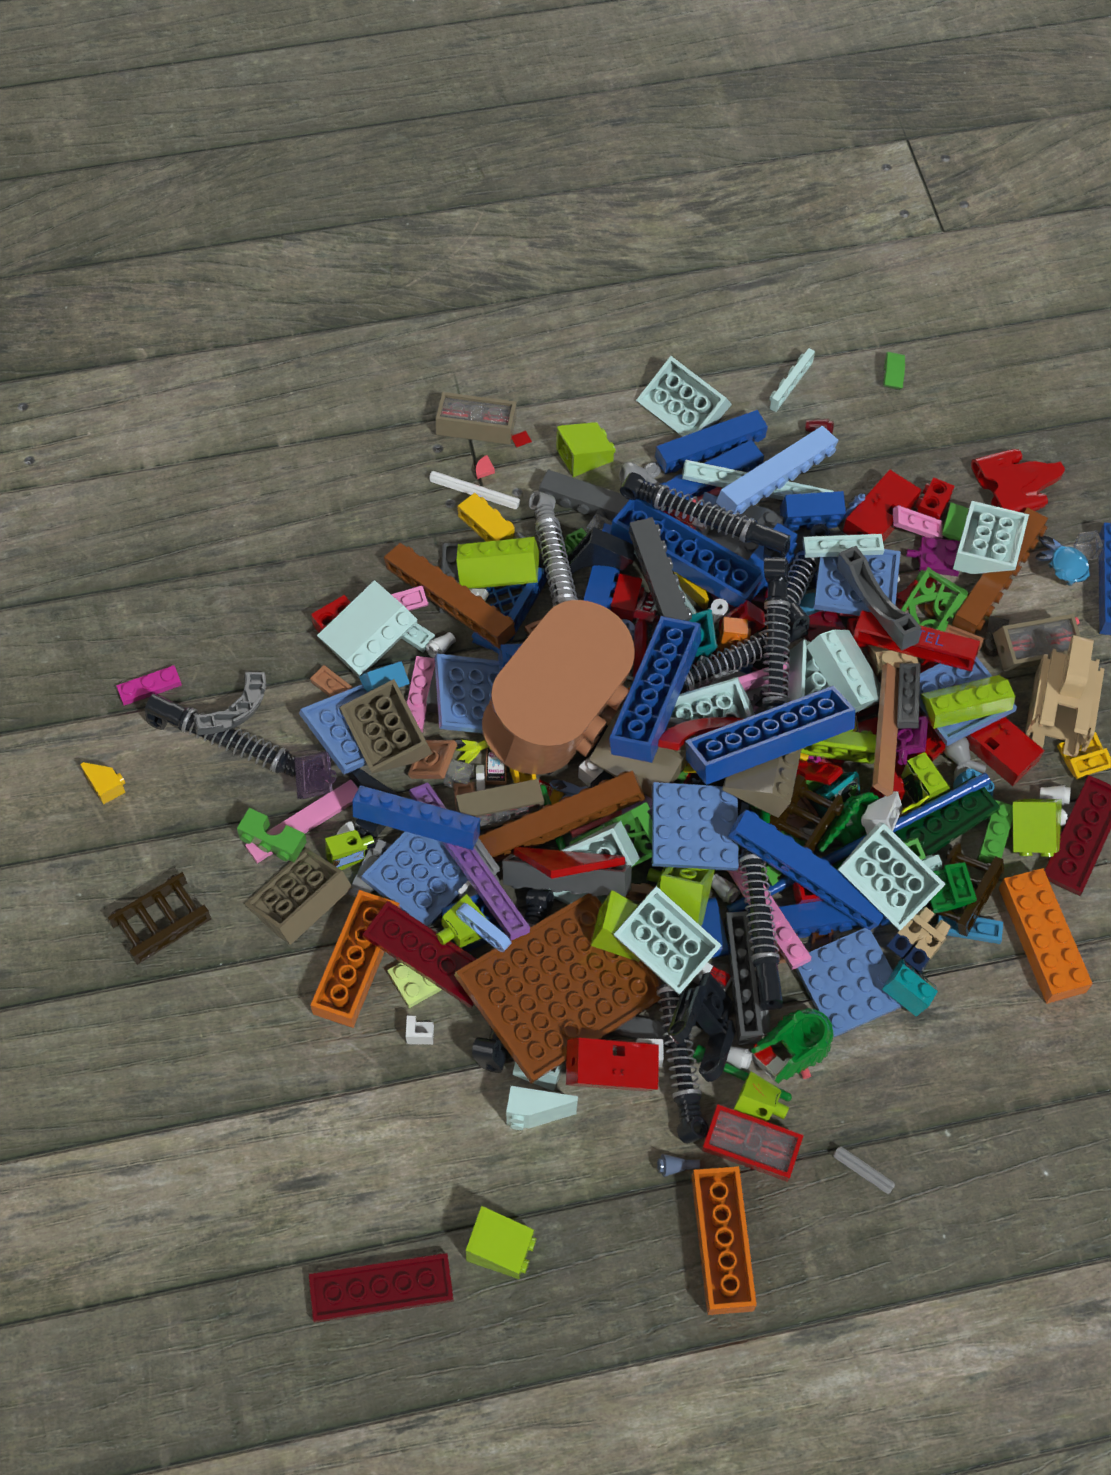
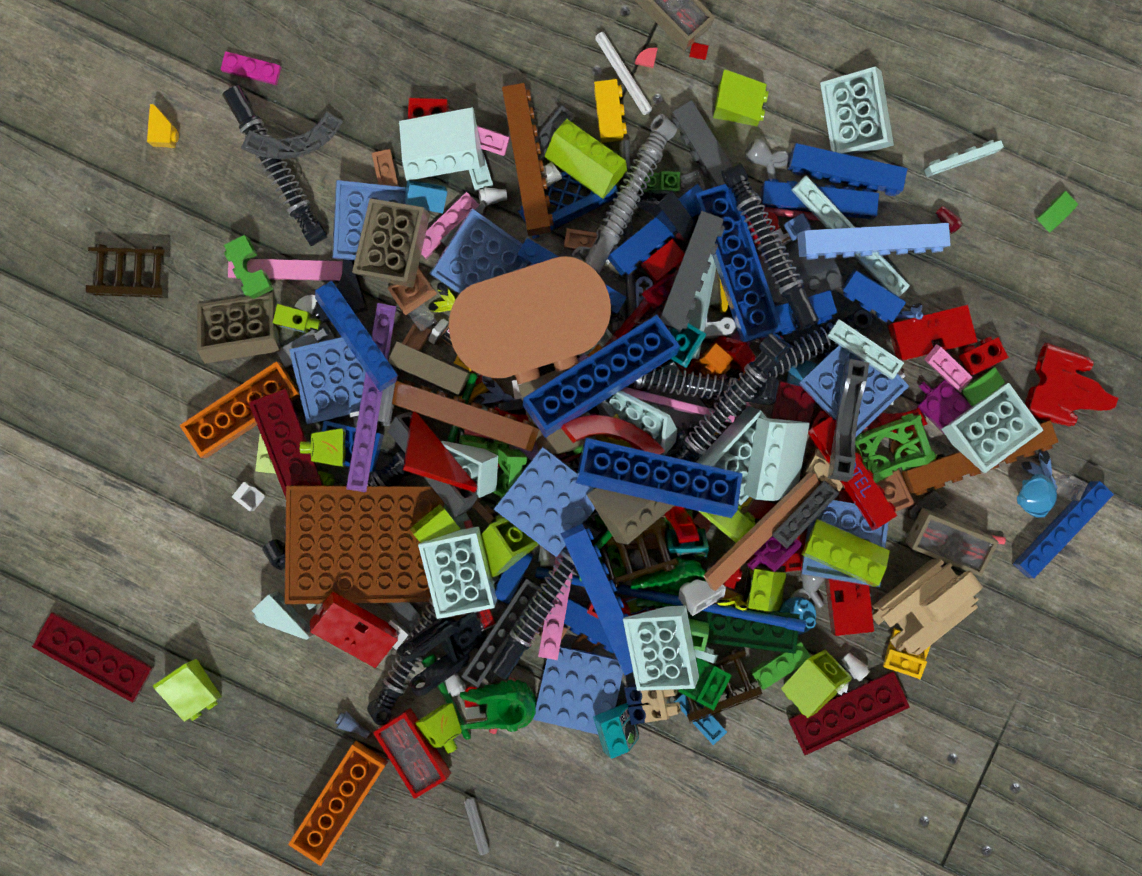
camera: 45 degrees right, 25 degrees up
(314, 775) = (310, 241): clear purple plate -> none
(483, 927) = (331, 466): light blue beam -> none
(1045, 936) = (748, 765): orange brick -> none

